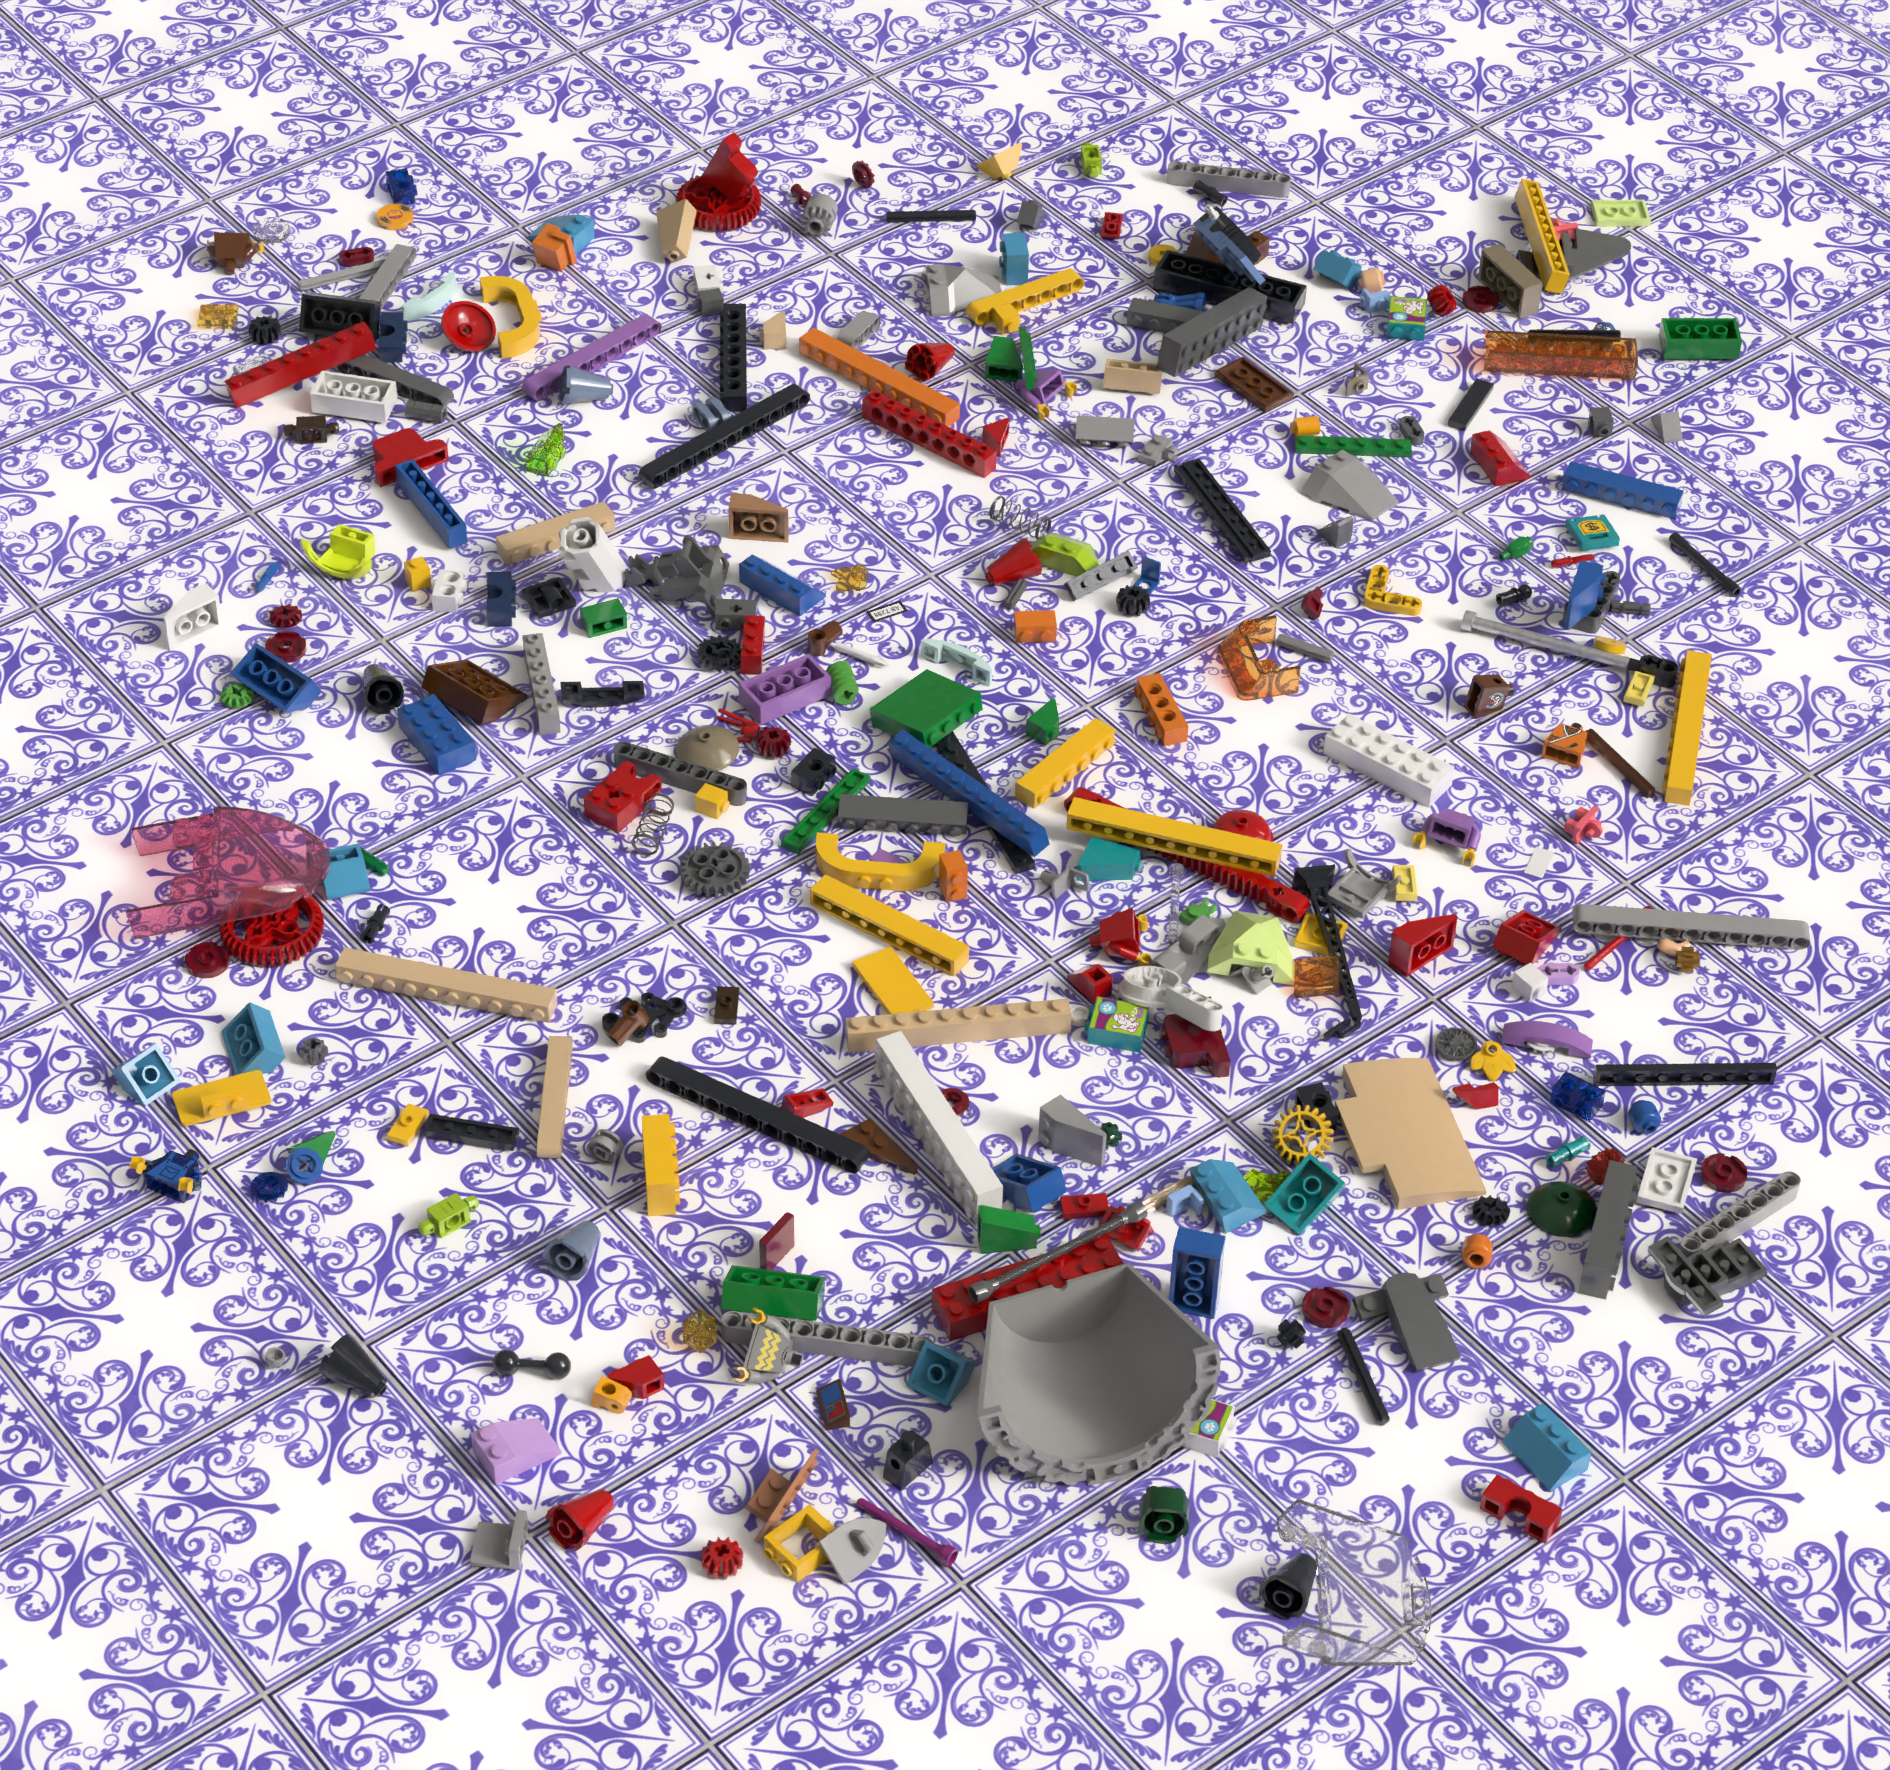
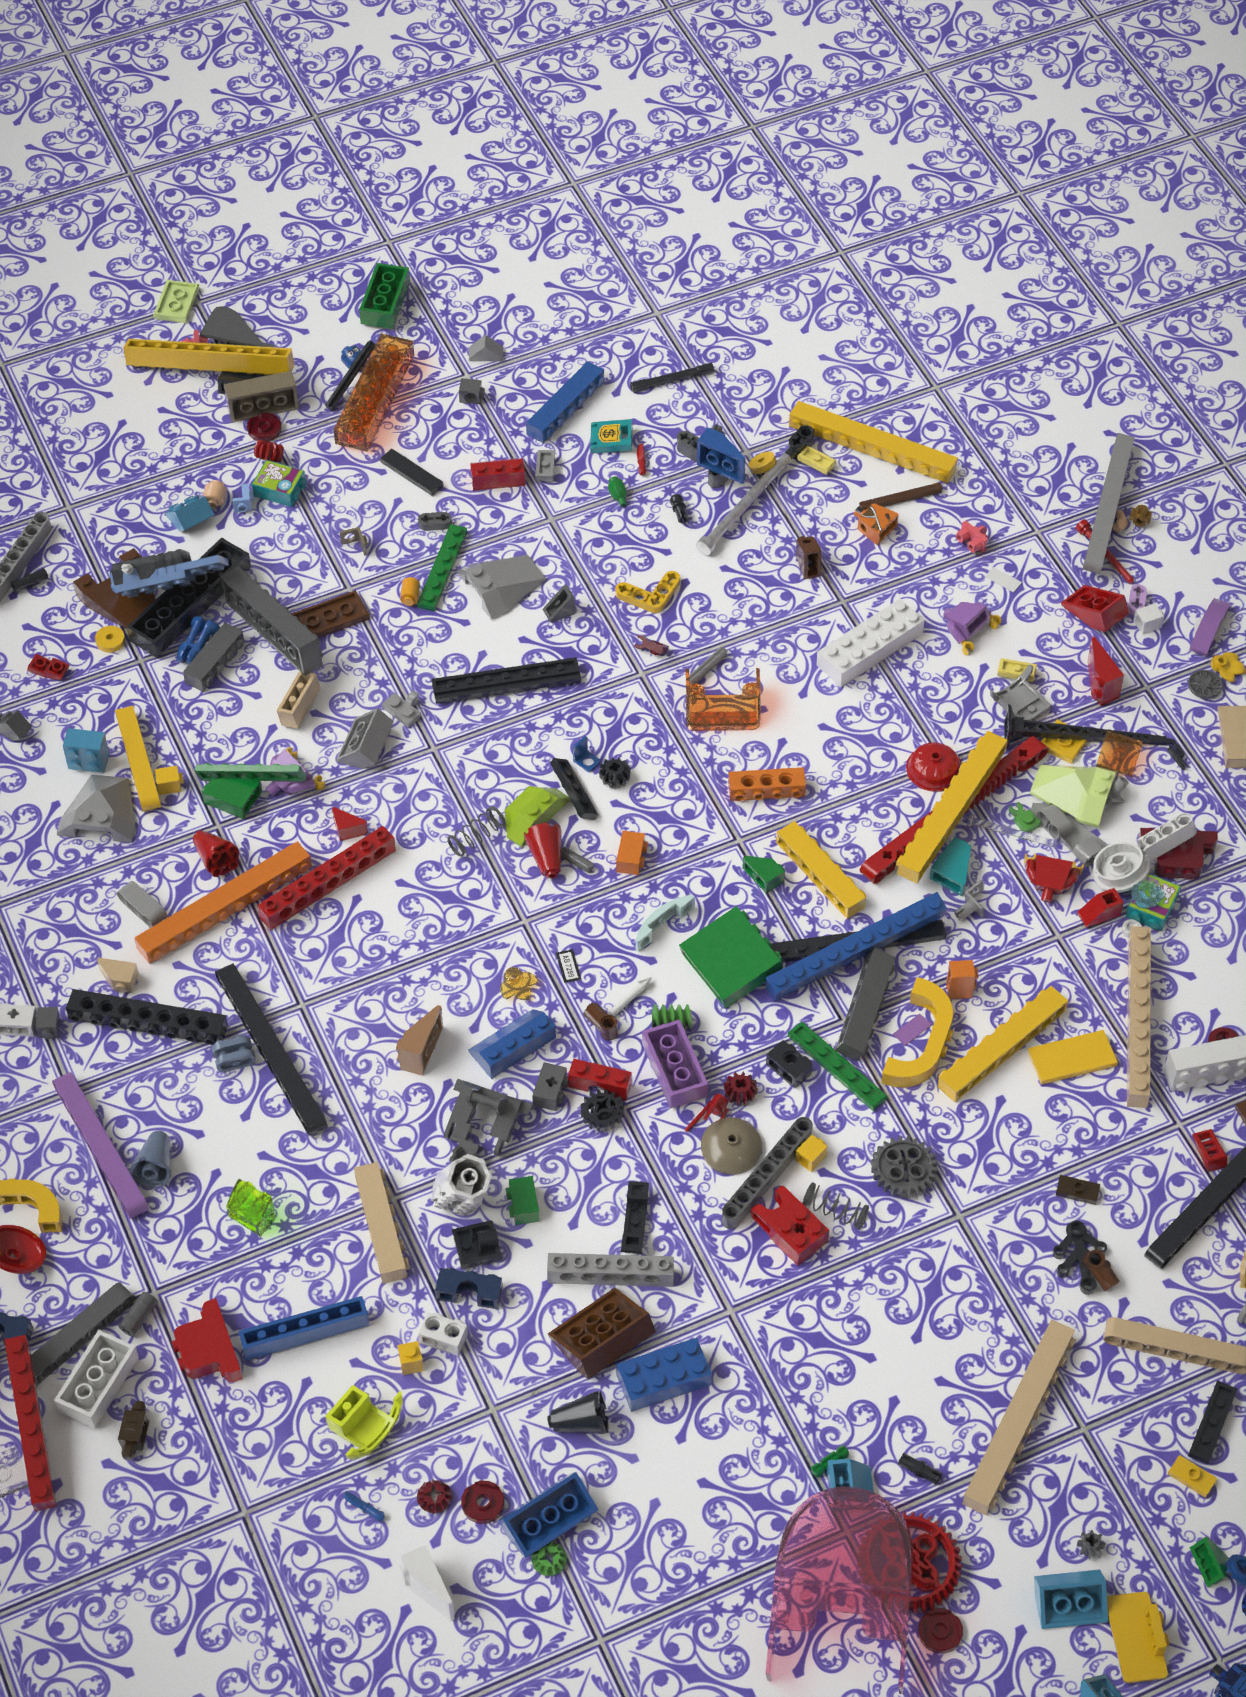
camera: 75 degrees left, 10 degrees up
(1109, 1010) = (1139, 896): none -> clear light blue gear
(1525, 491) = (545, 465): none -> light grey plate

